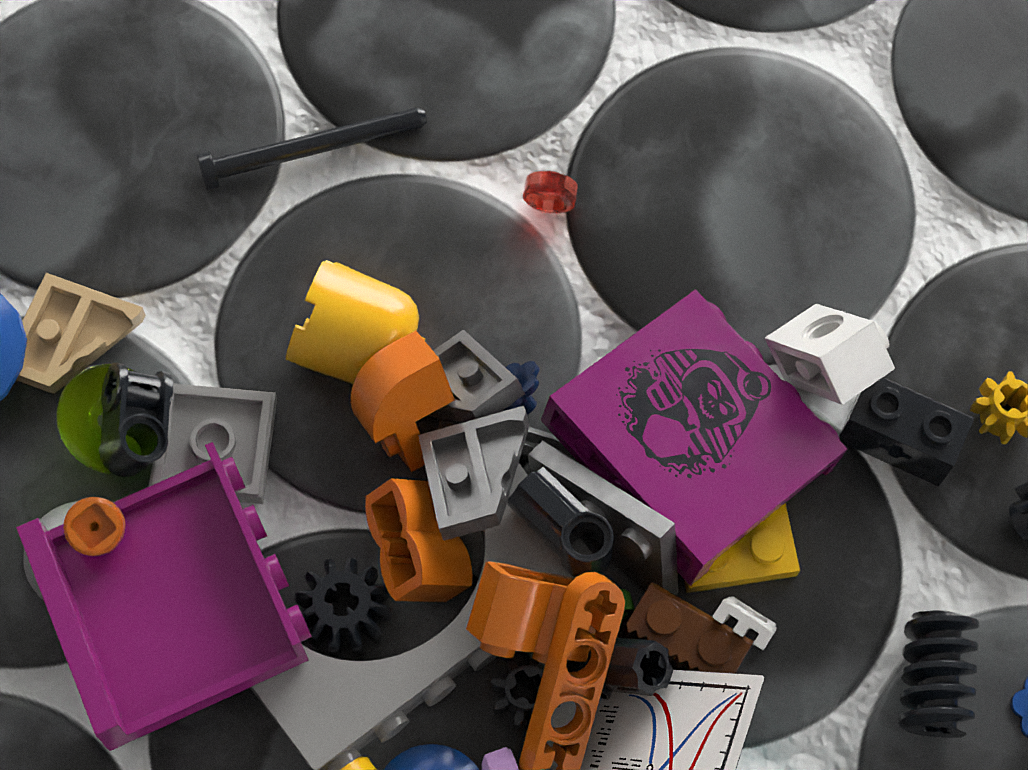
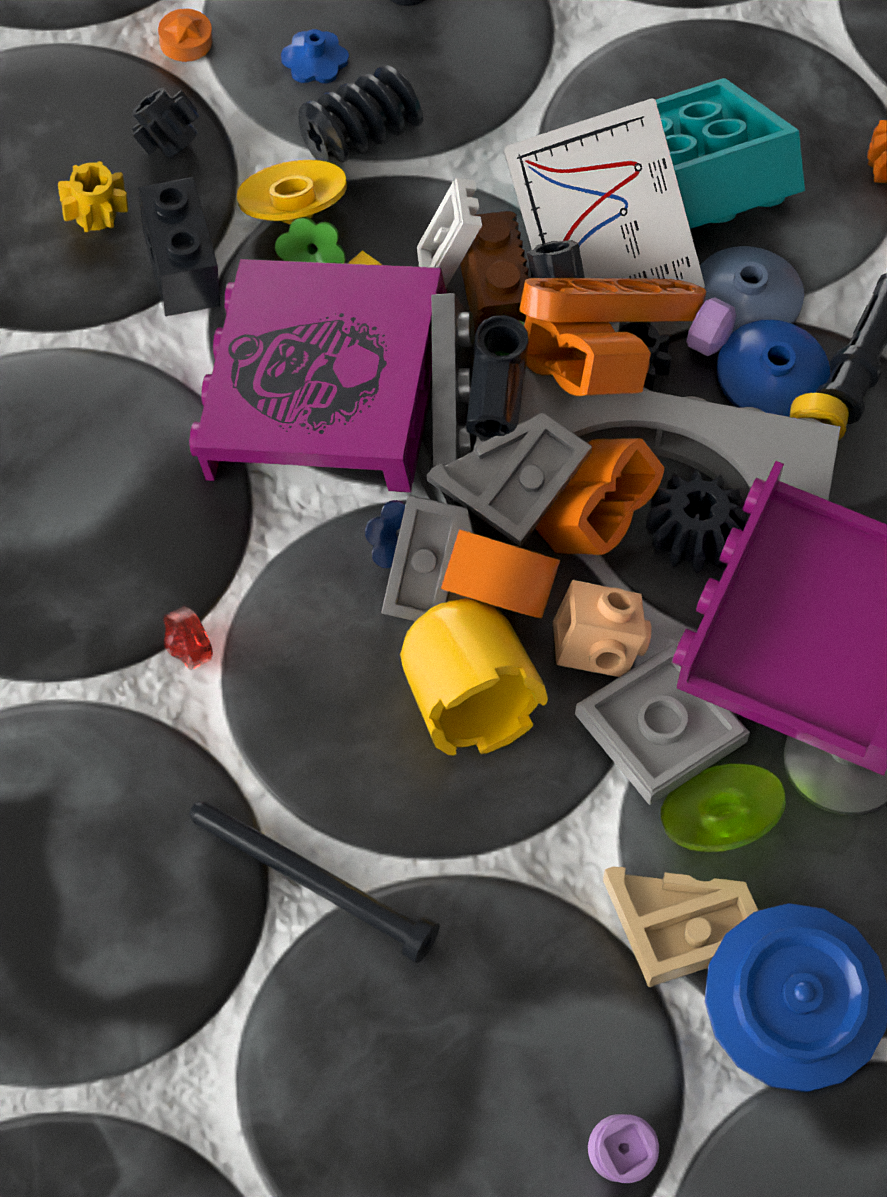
camera: 130 degrees left, 10 degrees down
(94, 526) = (829, 708): orange tile -> none
(137, 408) = (715, 770): black piece -> none
(325, 435) = (600, 629): none -> light nougat brick
(828, 529) = (302, 233): none -> bright green plant
(831, 353) = (184, 288): white brick -> none
(915, 553) = (291, 190): none -> yellow dish

